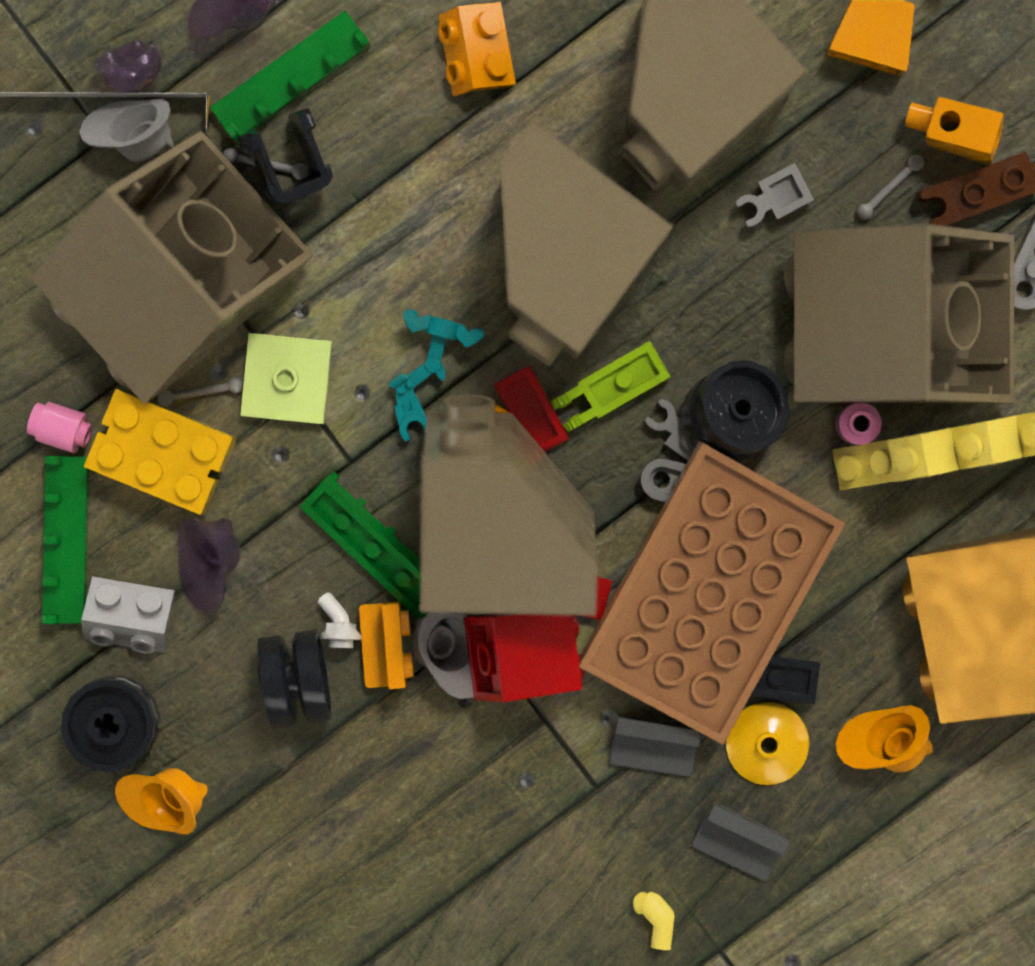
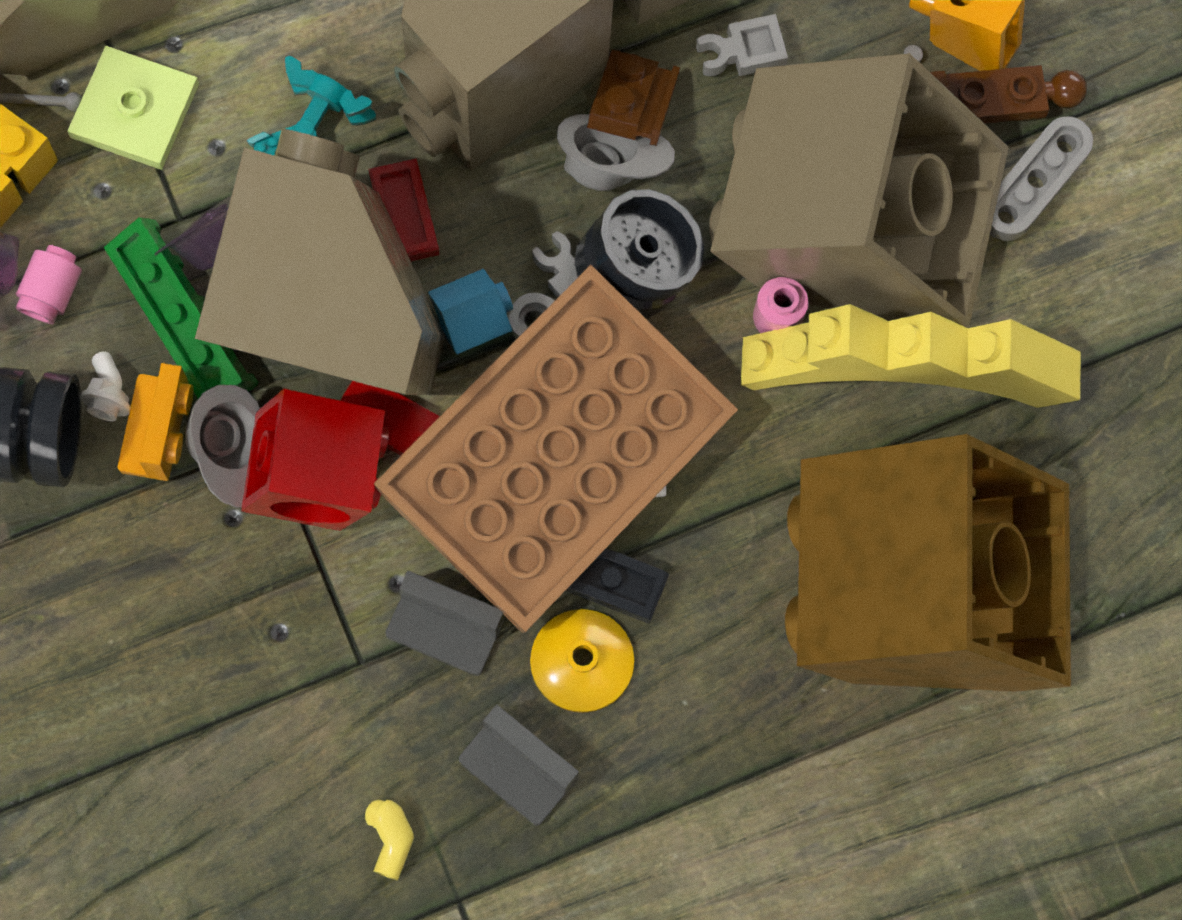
camera: 10 degrees right, 15 degrees down
(265, 550) = (48, 284): none -> bright pink brick
(382, 480) = (201, 239): none -> clear purple piece
(611, 488) = (472, 310): none -> dark azure brick
(615, 384) = (505, 203): lime hinge -> none
(691, 322) = (608, 160): none -> light grey piece
(695, 269) = (633, 97): none -> reddish brown plate
(886, 739) = (734, 686): light orange piece -> none

